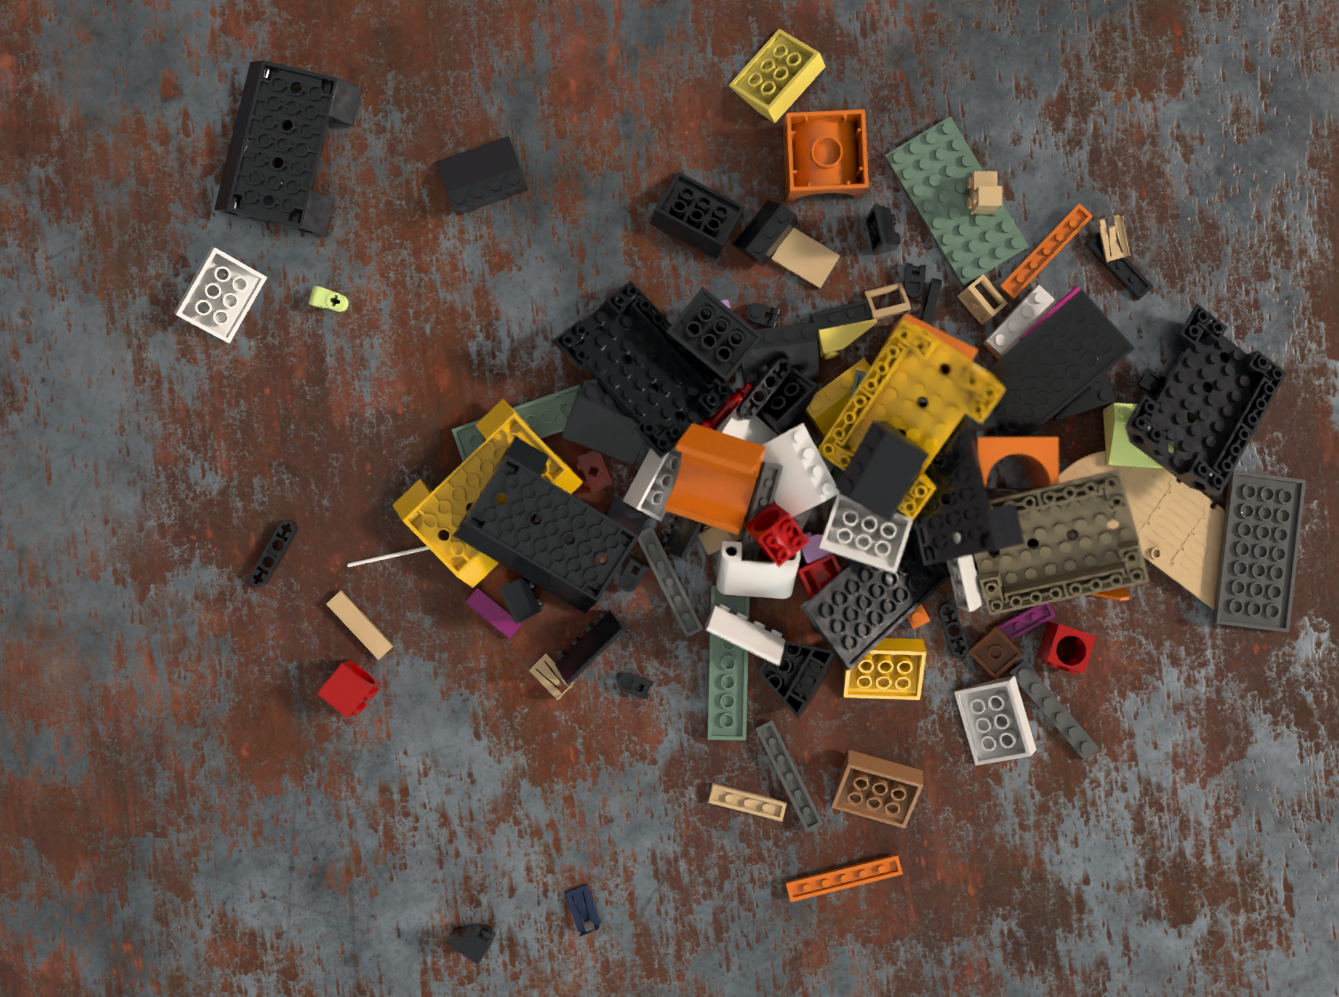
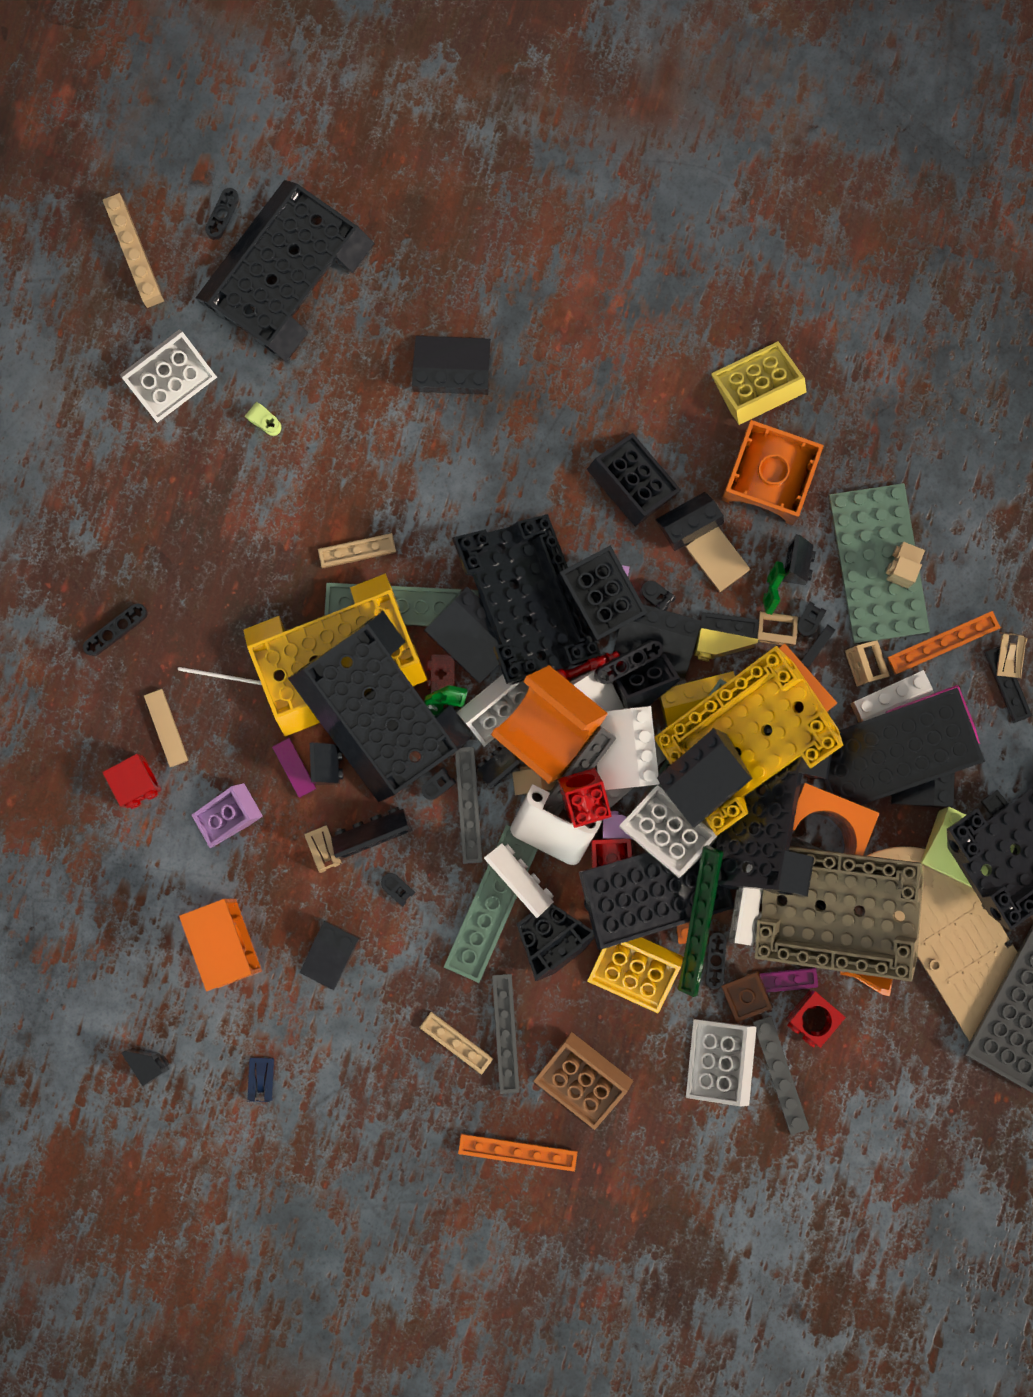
camera: 25 degrees right, 5 degrees down
(135, 188) = (133, 250): none -> tan brick
(200, 110) = (219, 206): none -> black beam
(450, 682) = (226, 814): none -> lavender slope
(467, 387) = (357, 550): none -> tan tile
(495, 807) = (220, 943): none -> orange piece
(598, 770) = (329, 955): none -> black slope
(608, 488) = (447, 695): none -> green tile
(866, 254) = (771, 598): none -> green tile
(927, 601) = (700, 920): none -> dark green tile

